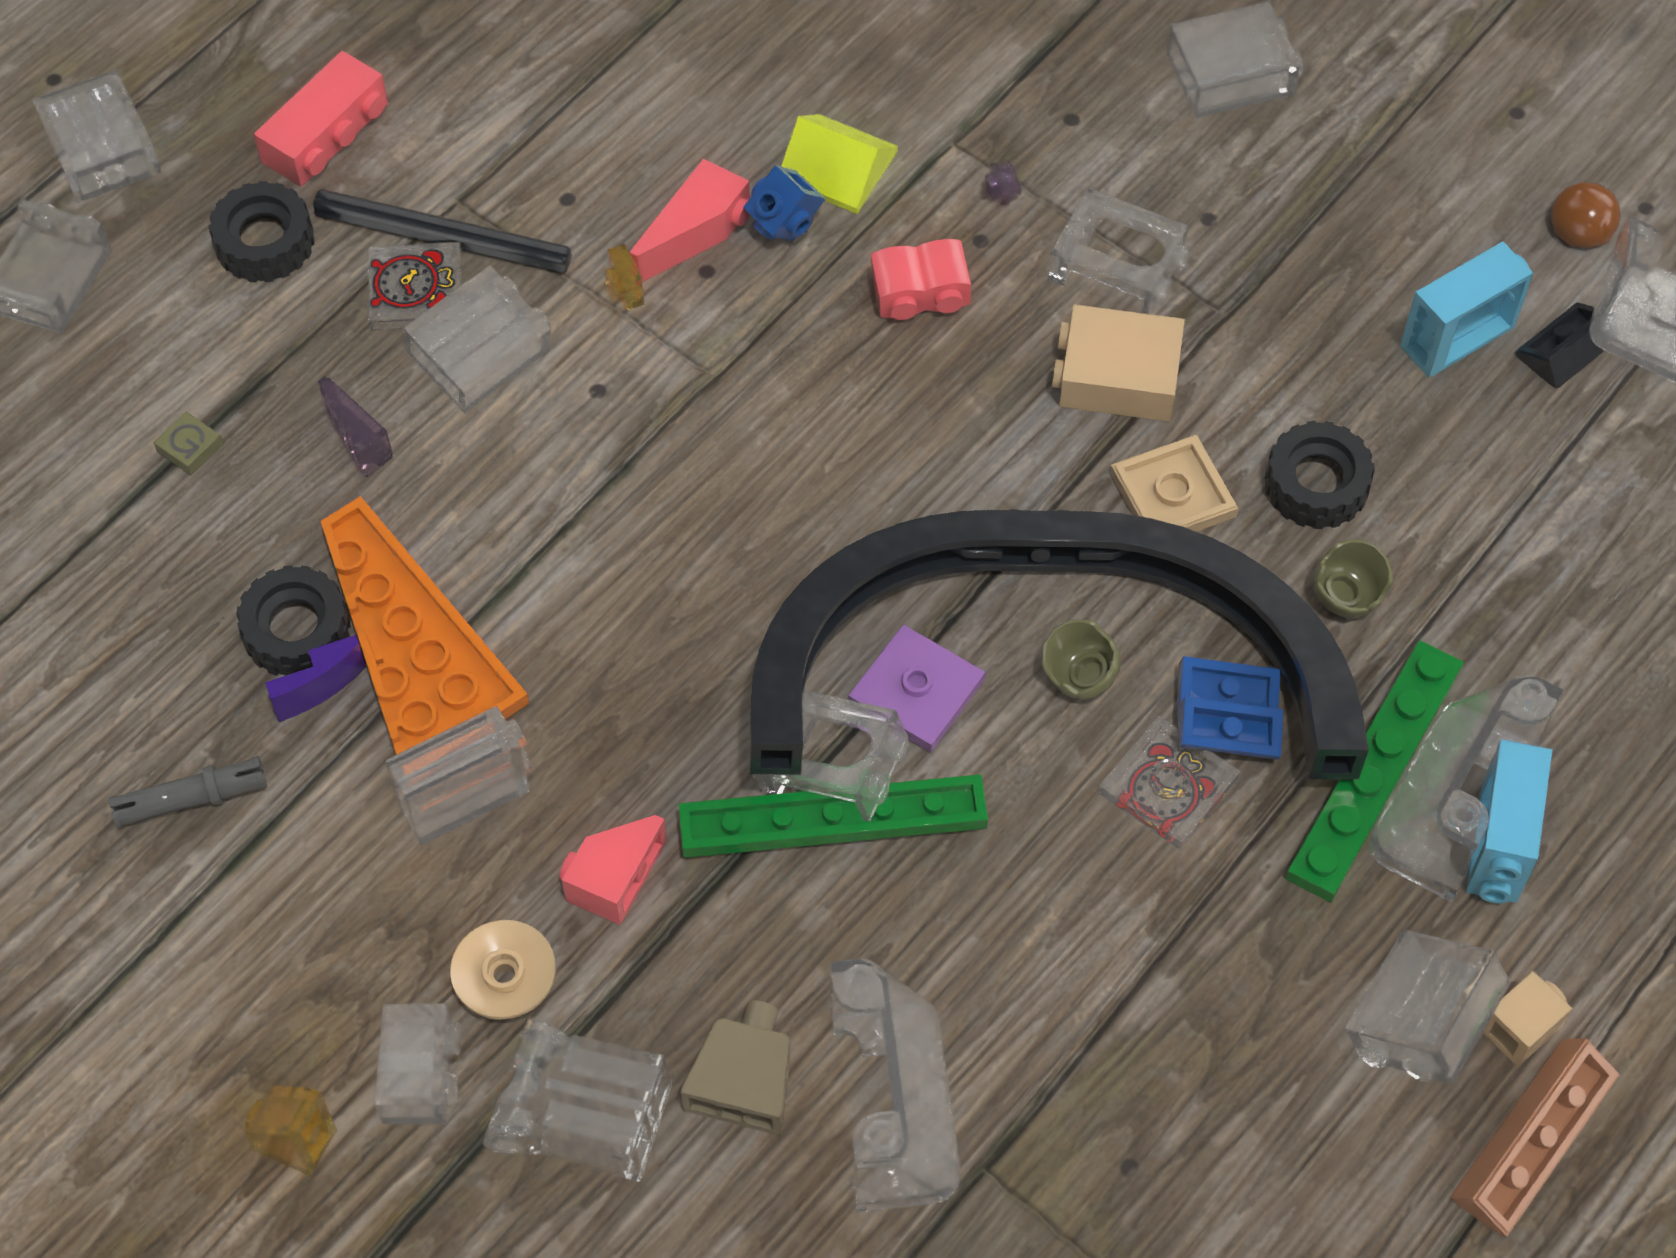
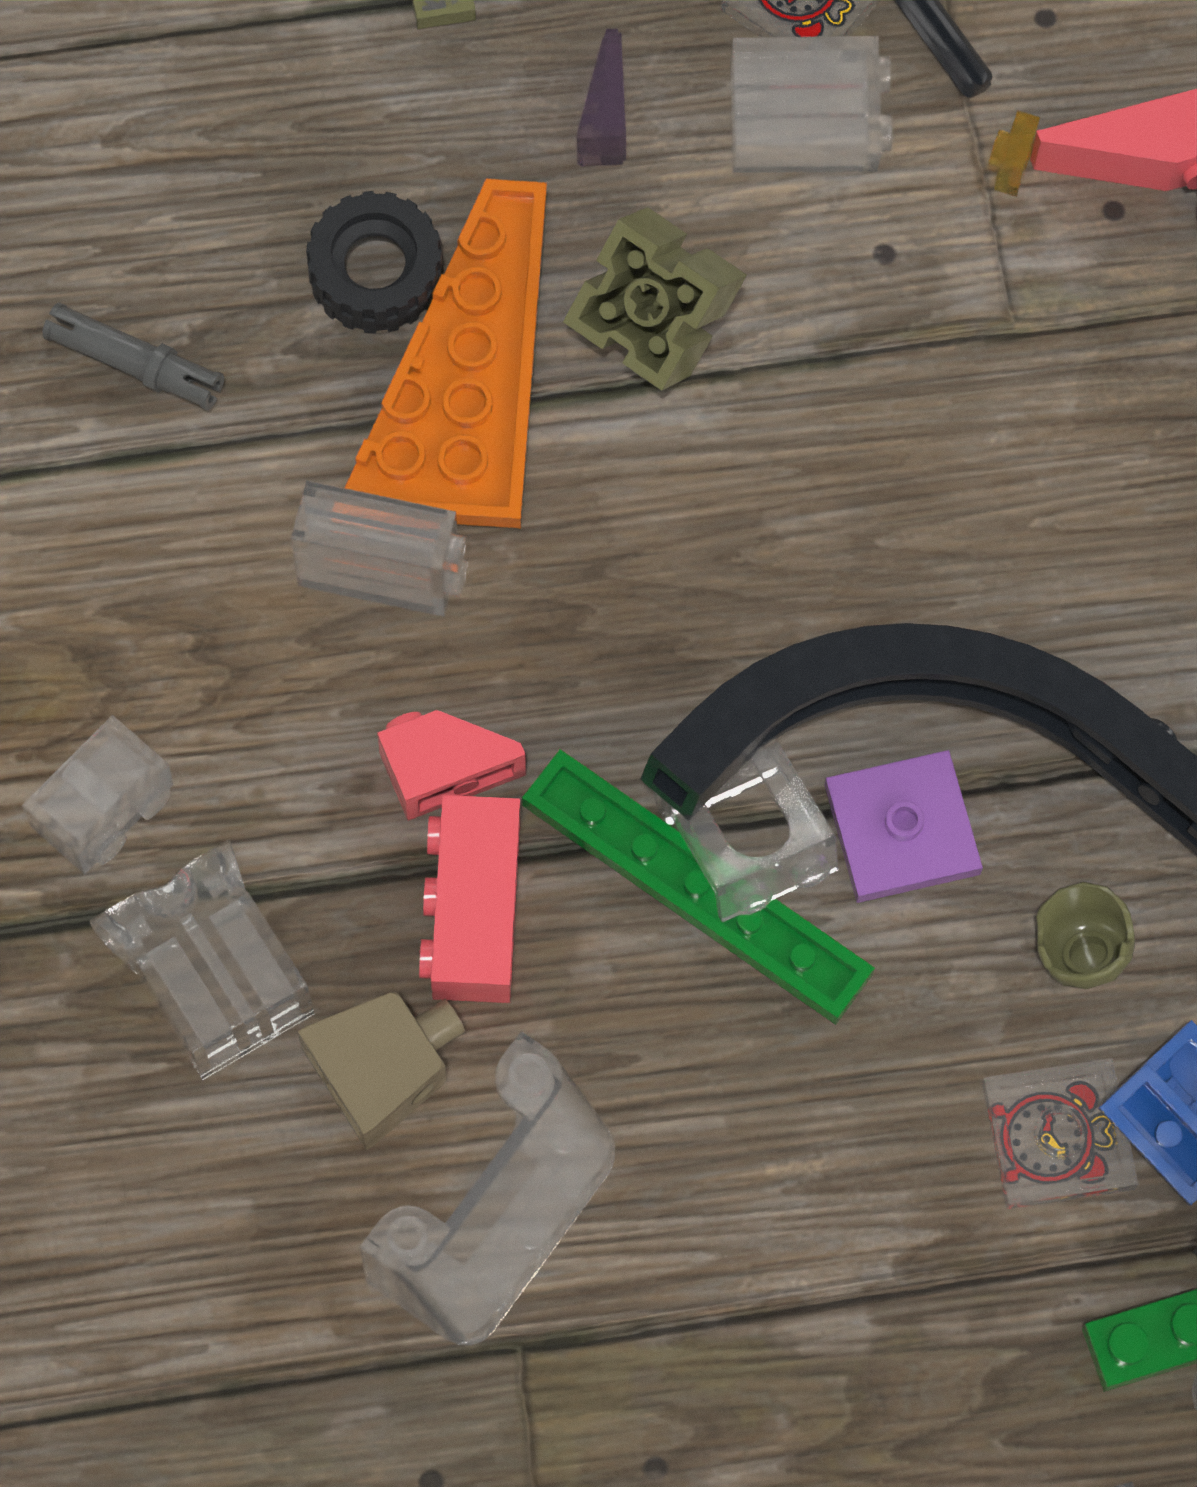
camera: 40 degrees right, 10 degrees up
(332, 670) = (361, 342): dark purple slope -> none
(493, 505) = (654, 298): none -> olive brick
(499, 948) = (249, 745): tan dish -> none
(709, 931) = (472, 899): none -> coral brick

